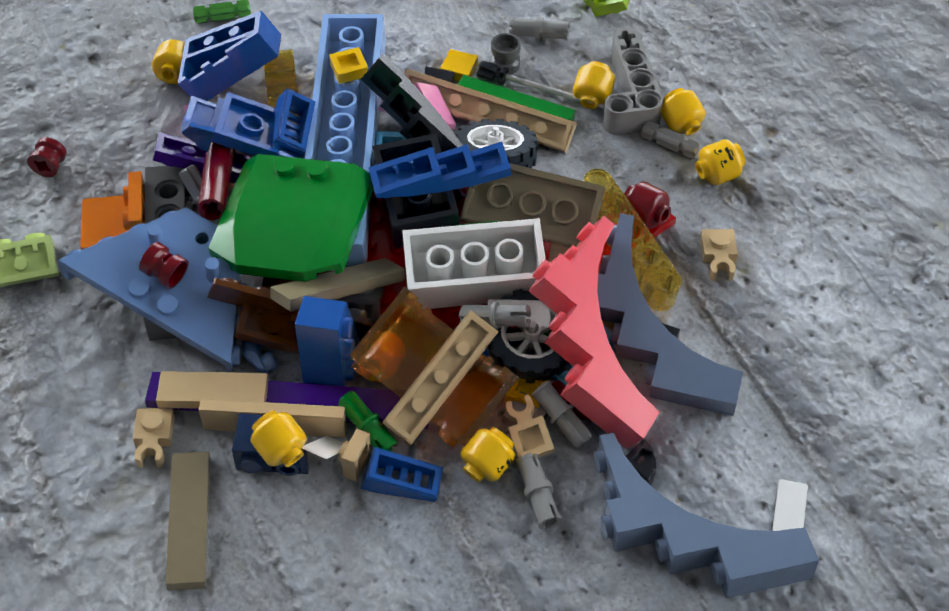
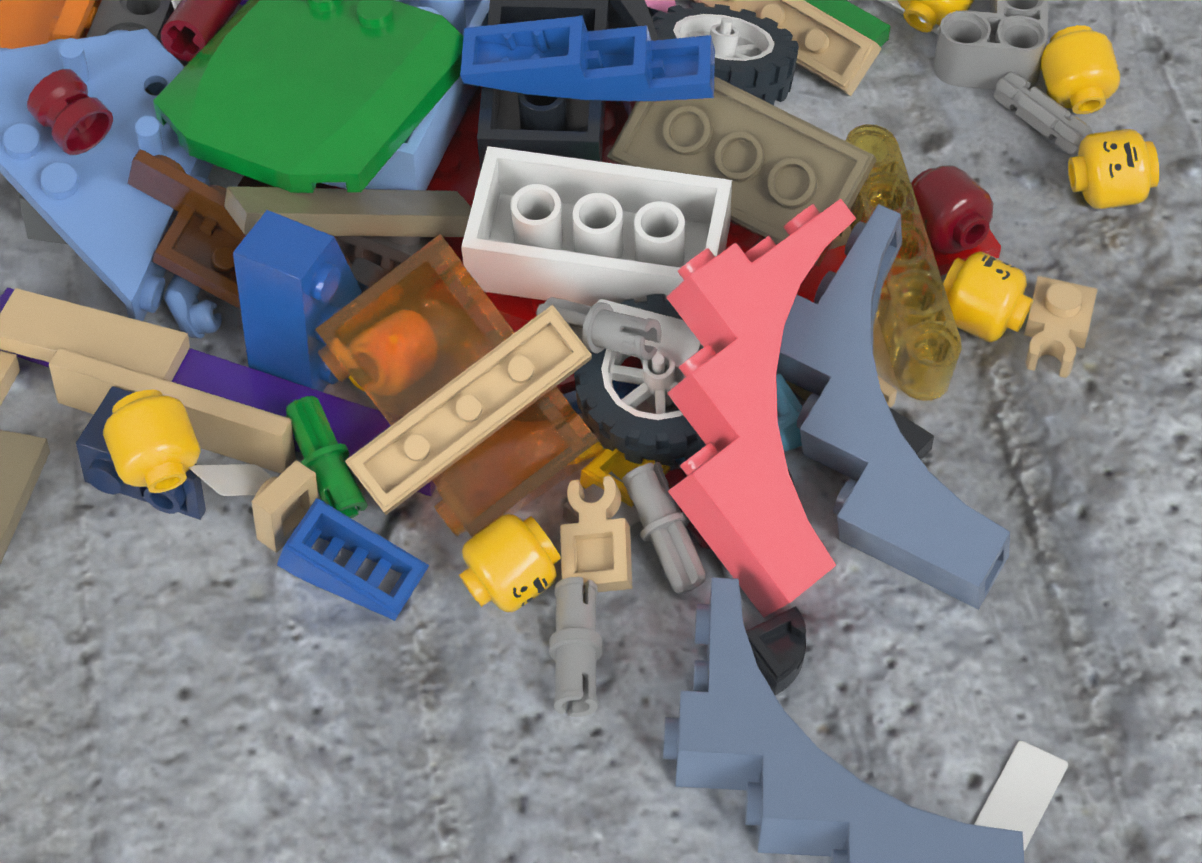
camera: 15 degrees right, 0 degrees up
(682, 246) = (987, 296): none -> yellow head

